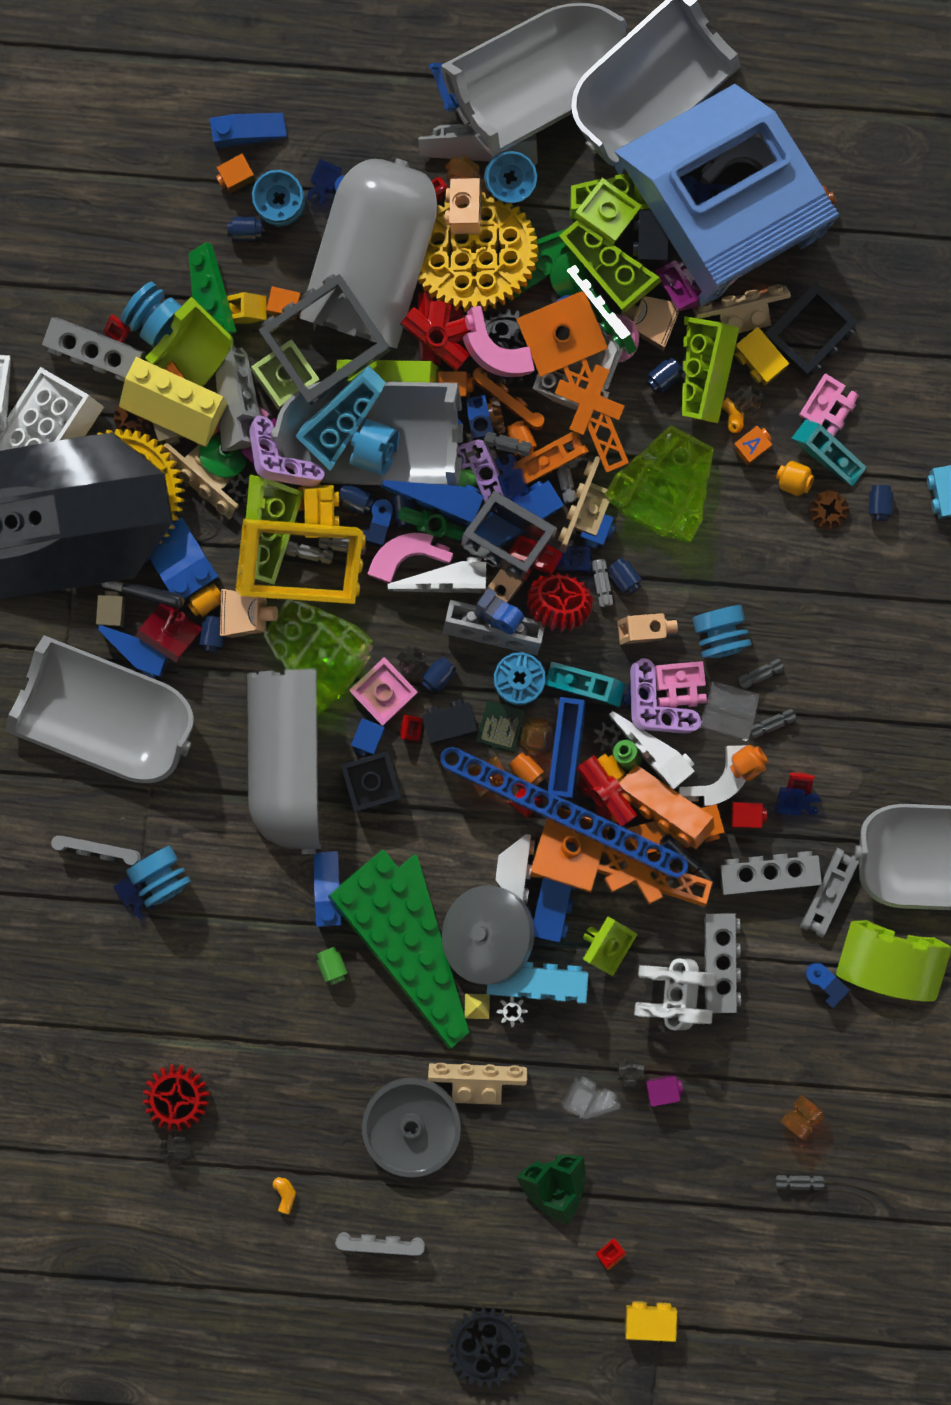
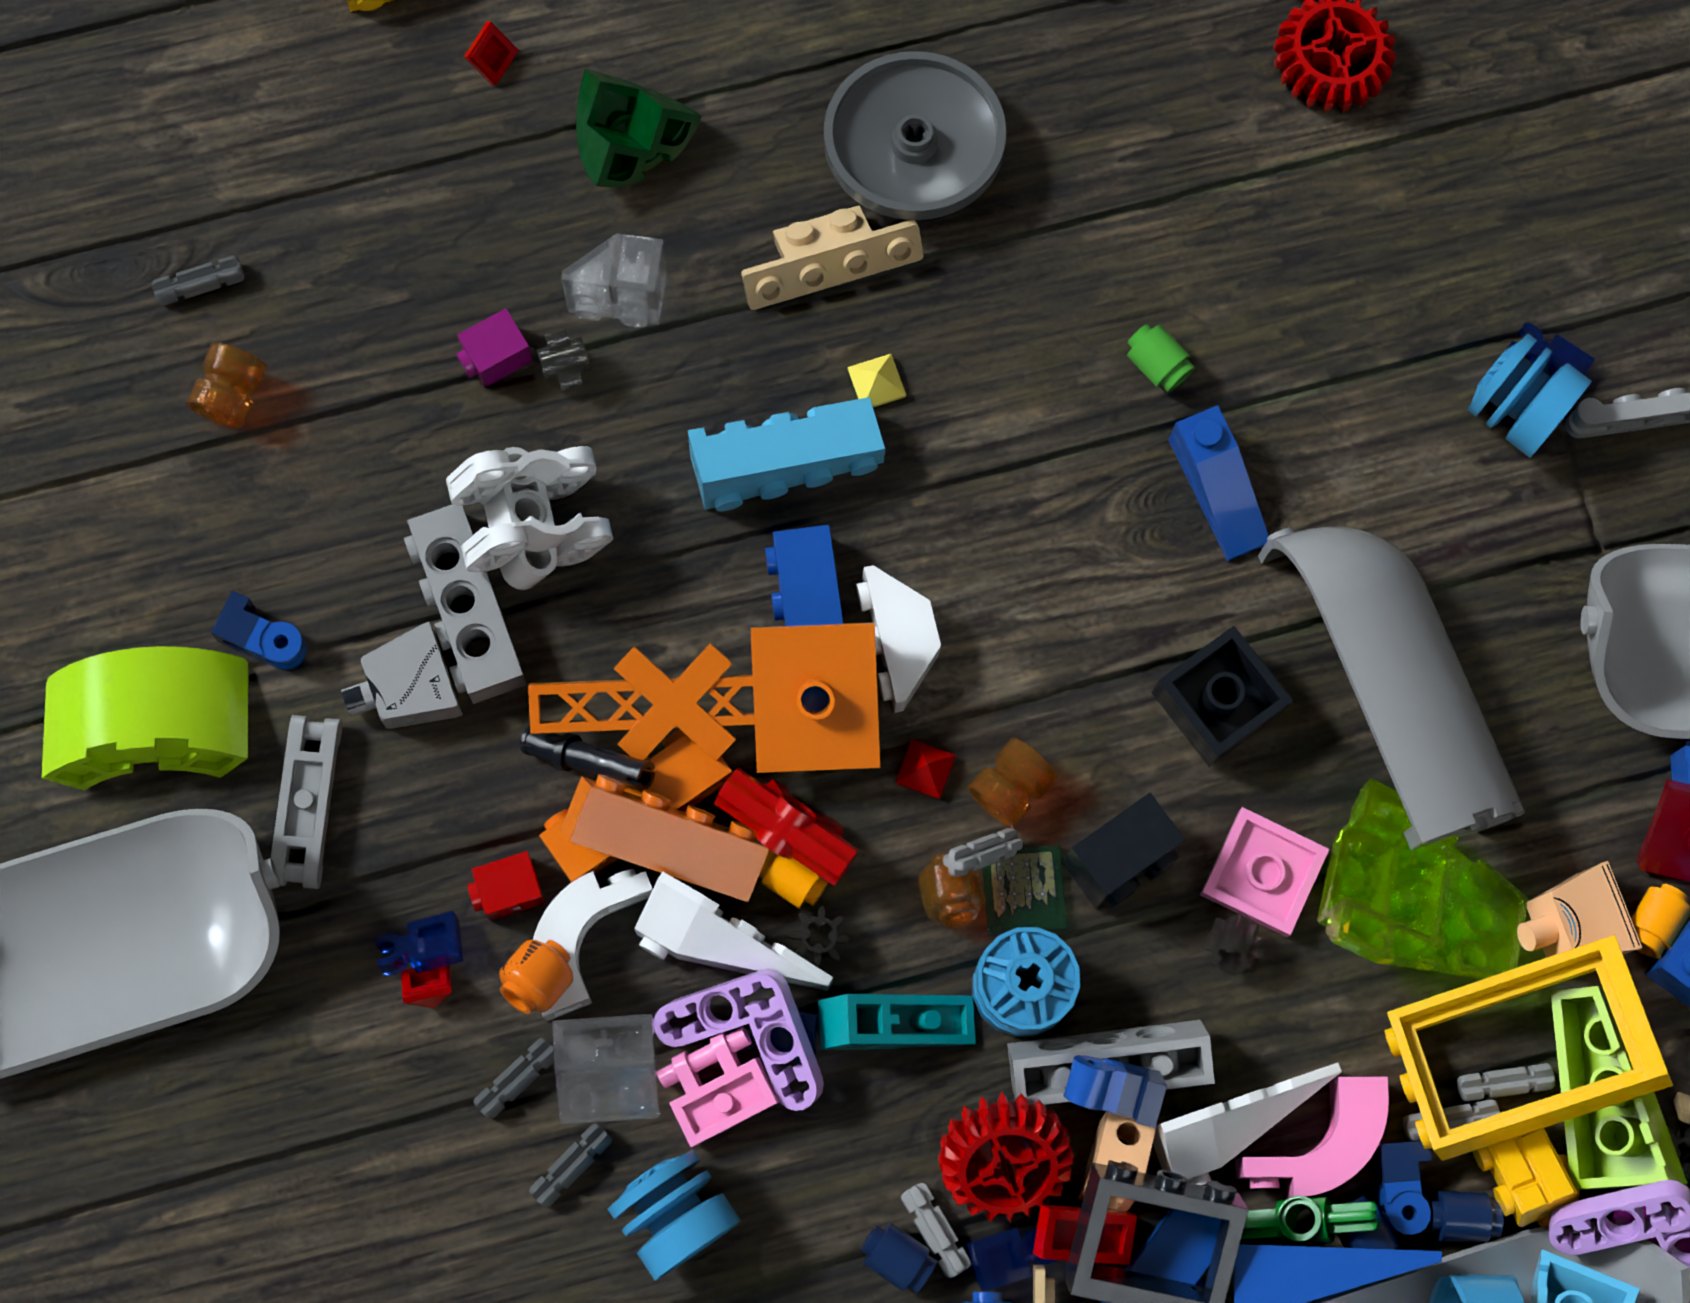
camera: 150 degrees right, 10 degrees down
(210, 634) = (1623, 857): dark blue brick -> none
(367, 737) = (1259, 776): blue brick -> none
(398, 925) = (1070, 464): green wing -> none
(411, 728) = (1189, 819): red slope -> none
(438, 675) = (1176, 938): dark blue brick -> none
(488, 935) = (906, 498): dark grey dish -> none
(512, 1018) = (804, 381): white gear -> none
(516, 747) = (982, 852): none -> light grey axle
(527, 769) = (944, 820): orange brick -> none
(556, 802) = (876, 745): blue beam -> none
(567, 747) = (888, 887): blue brick -> none
(608, 945) = (681, 558): lime tile -> none
(627, 754) = (772, 913): bright green brick -> none
(637, 628) = (839, 1159): light nougat torso -> none
(762, 933) = (405, 682): none -> light grey torso
(808, 876) = (355, 811): light grey brick -> none

